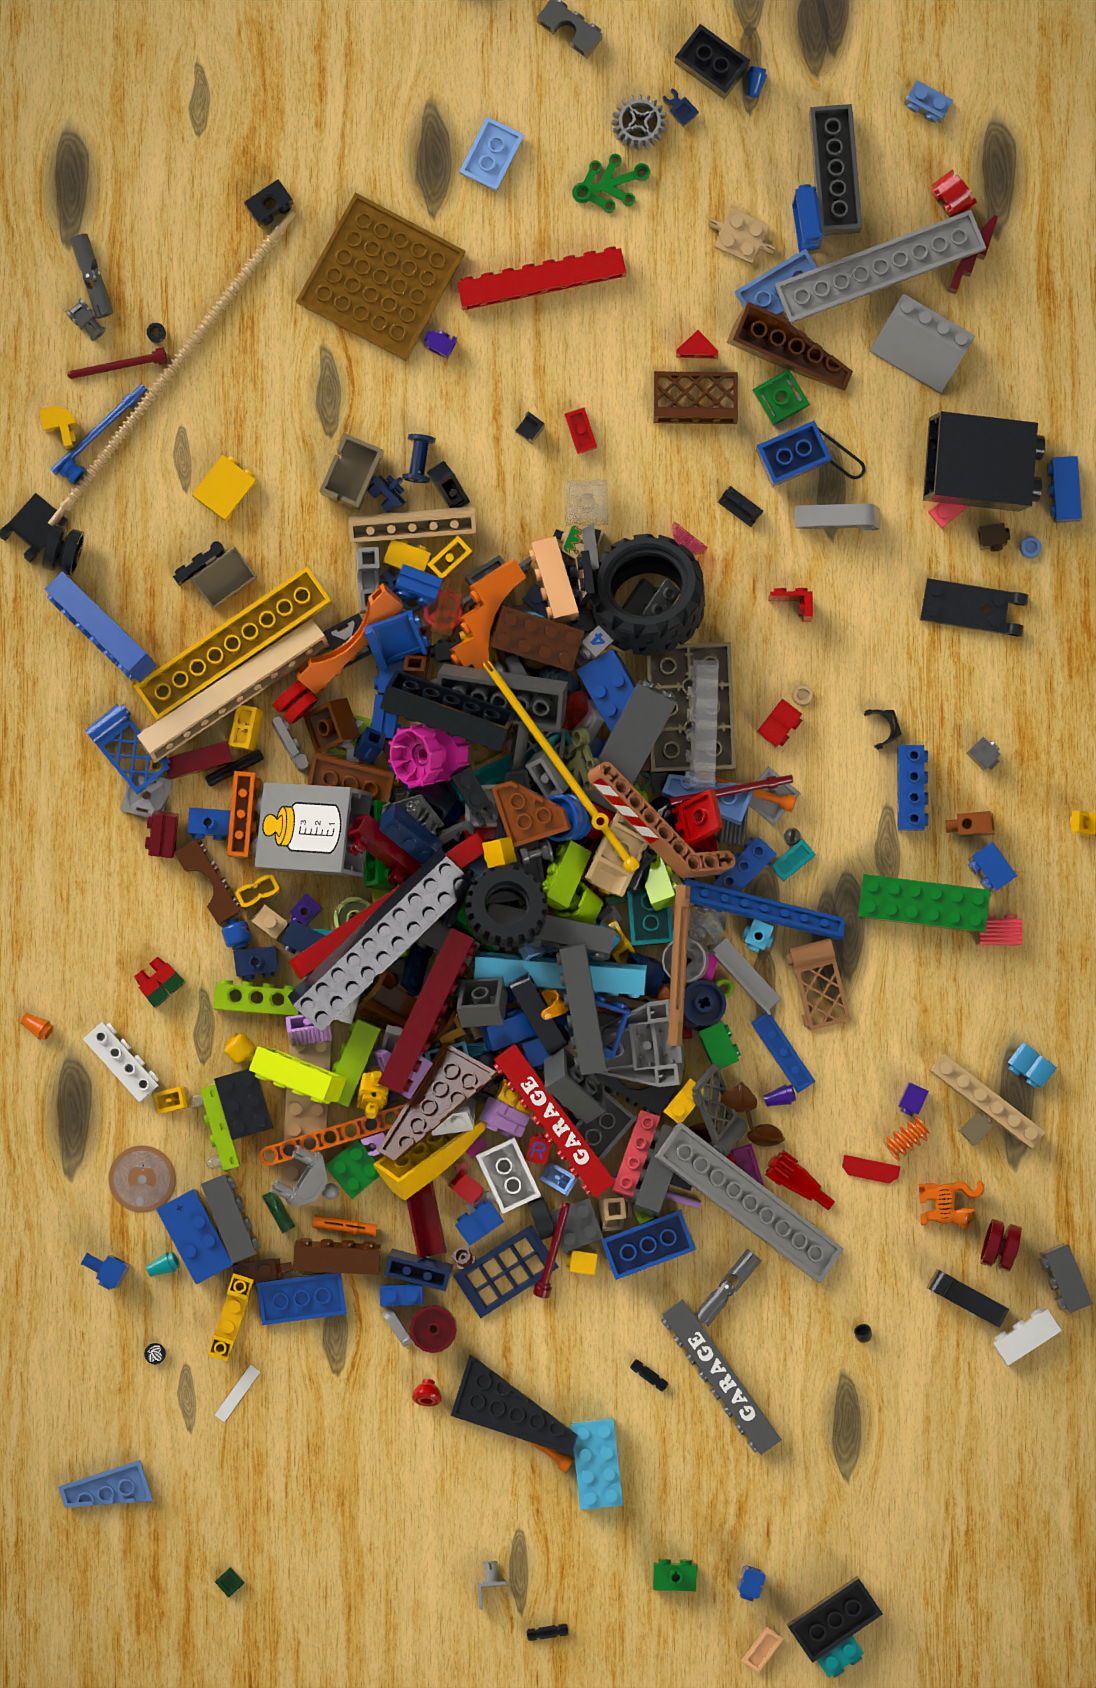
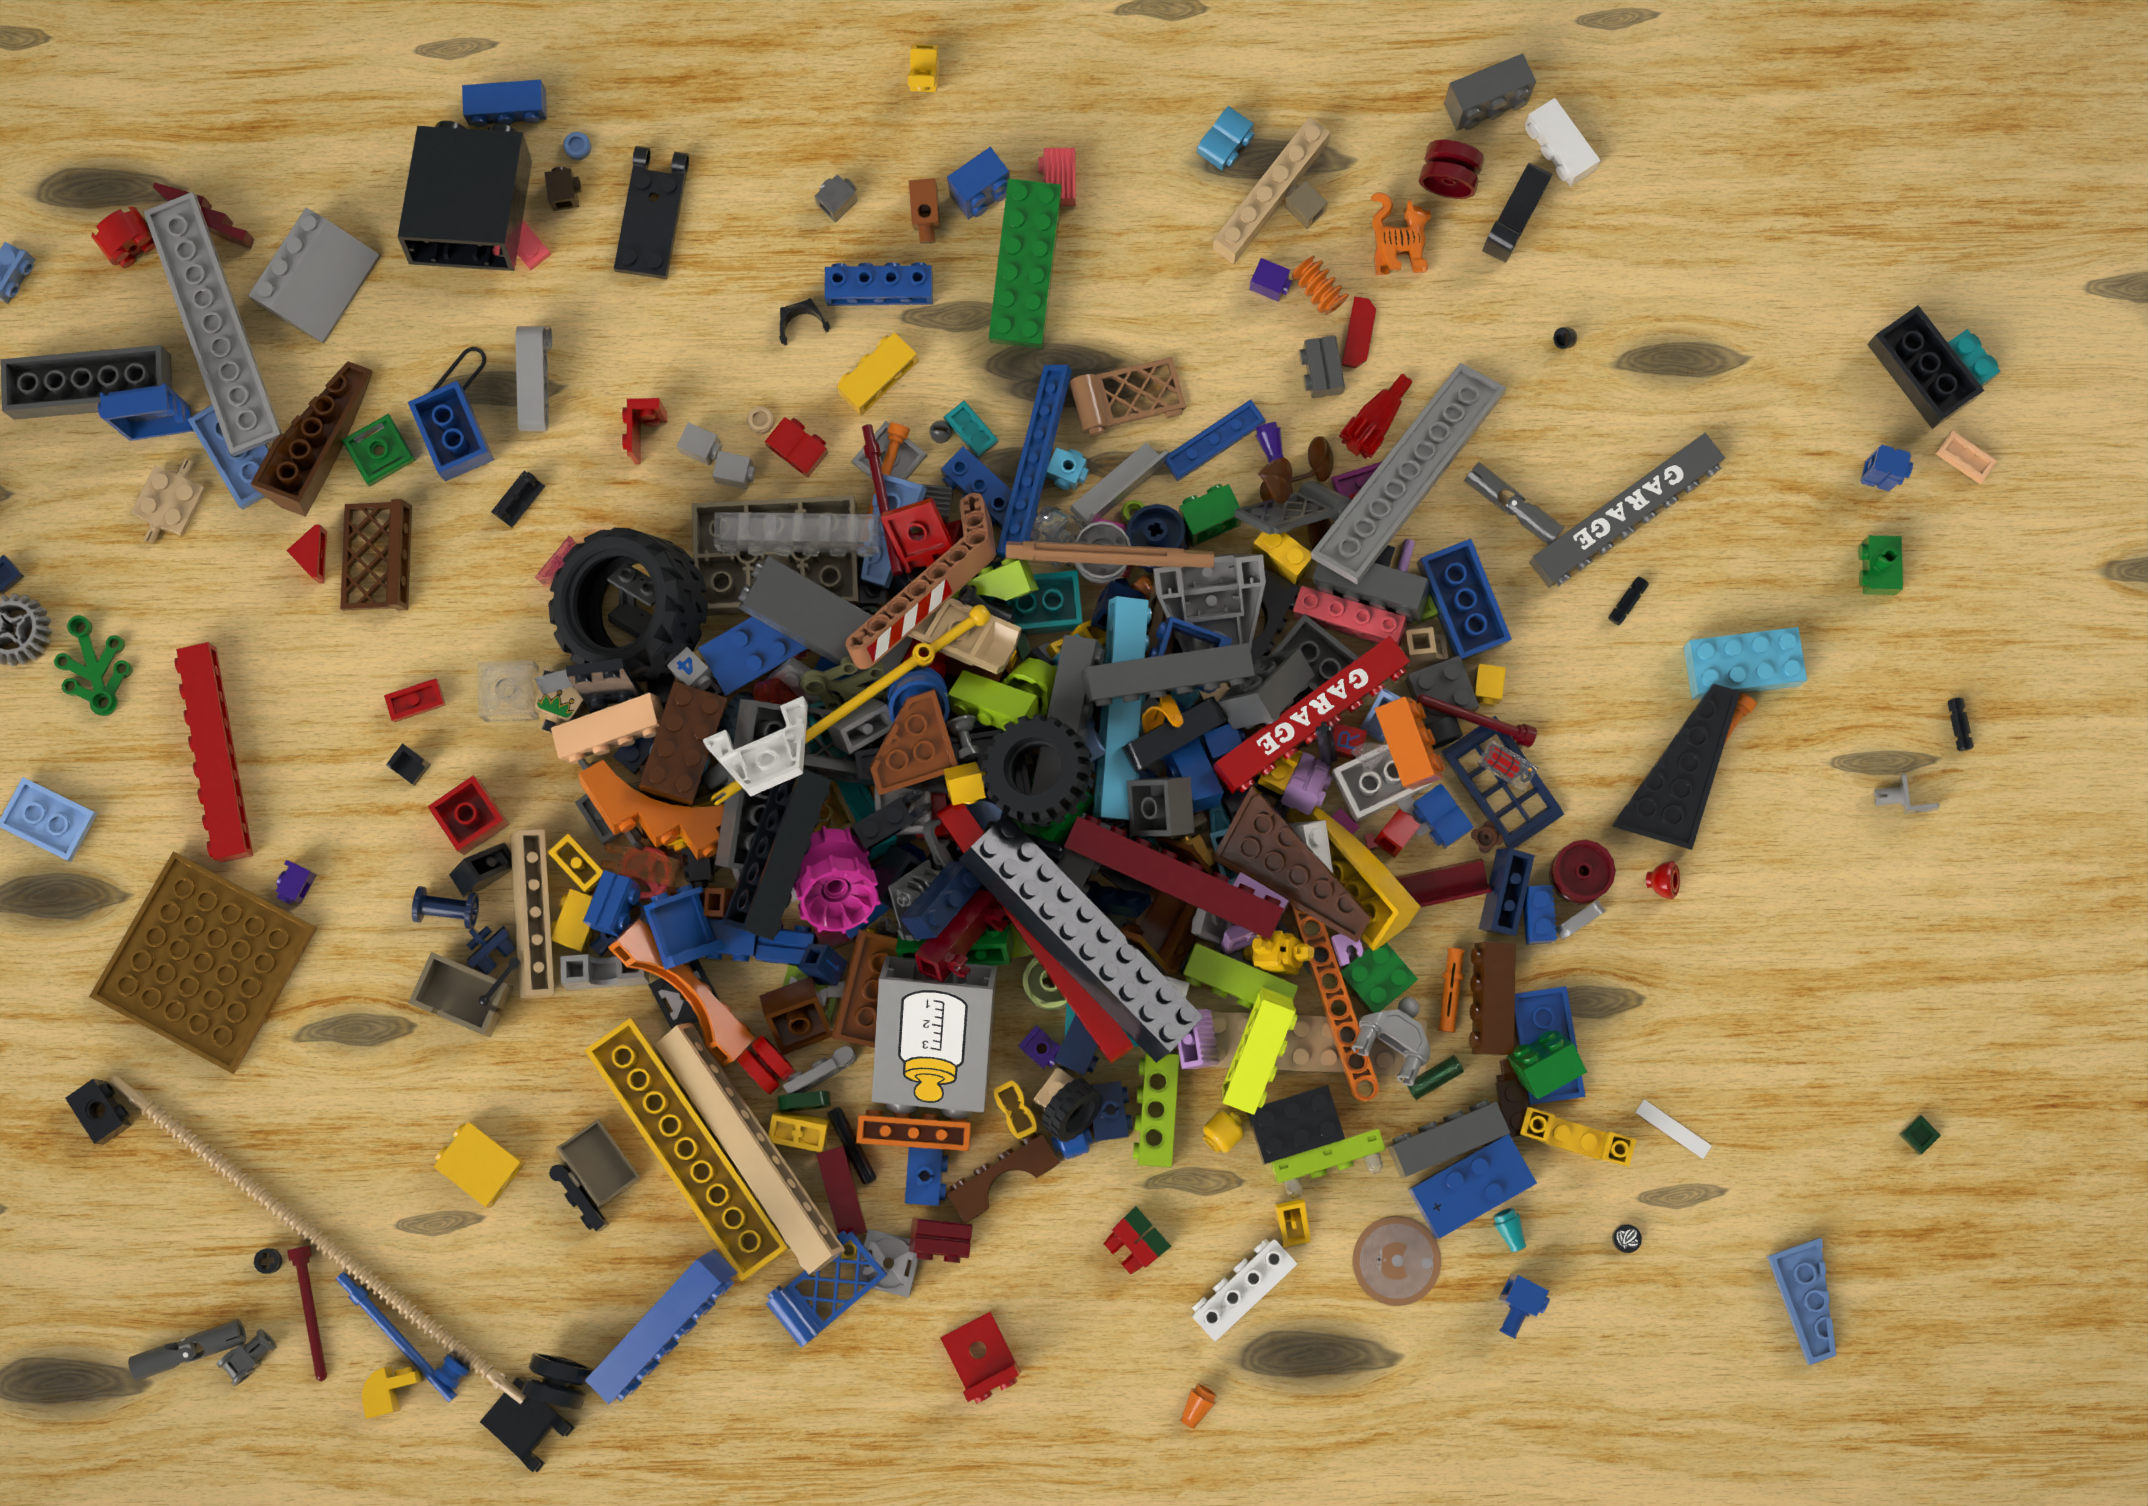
camera: 85 degrees left, 5 degrees down
(63, 867) = (983, 1373): none -> red bracket
(254, 933) = (1072, 1110): none -> black tyre
(267, 731) = (804, 1101): none -> dark green beam
(284, 1293) = (1546, 1063): none -> green brick
(372, 512) = (514, 963): none -> black hinge
(489, 474) = (468, 815): none -> red brick
(516, 705) = (768, 759): none -> white wing
(518, 1274) = (1507, 765): none -> tile
(524, 1166) = (1370, 754): none -> clear tile
(529, 1195) = (1410, 742): none -> orange brick
(531, 1131) = (1326, 743): none -> black axle
(760, 674) = (733, 470): none -> light grey brick
(782, 647) = (699, 444): none -> light grey brick
(839, 786) = (877, 373): none -> yellow brick
(840, 1139) = (1323, 367): none -> dark grey brick

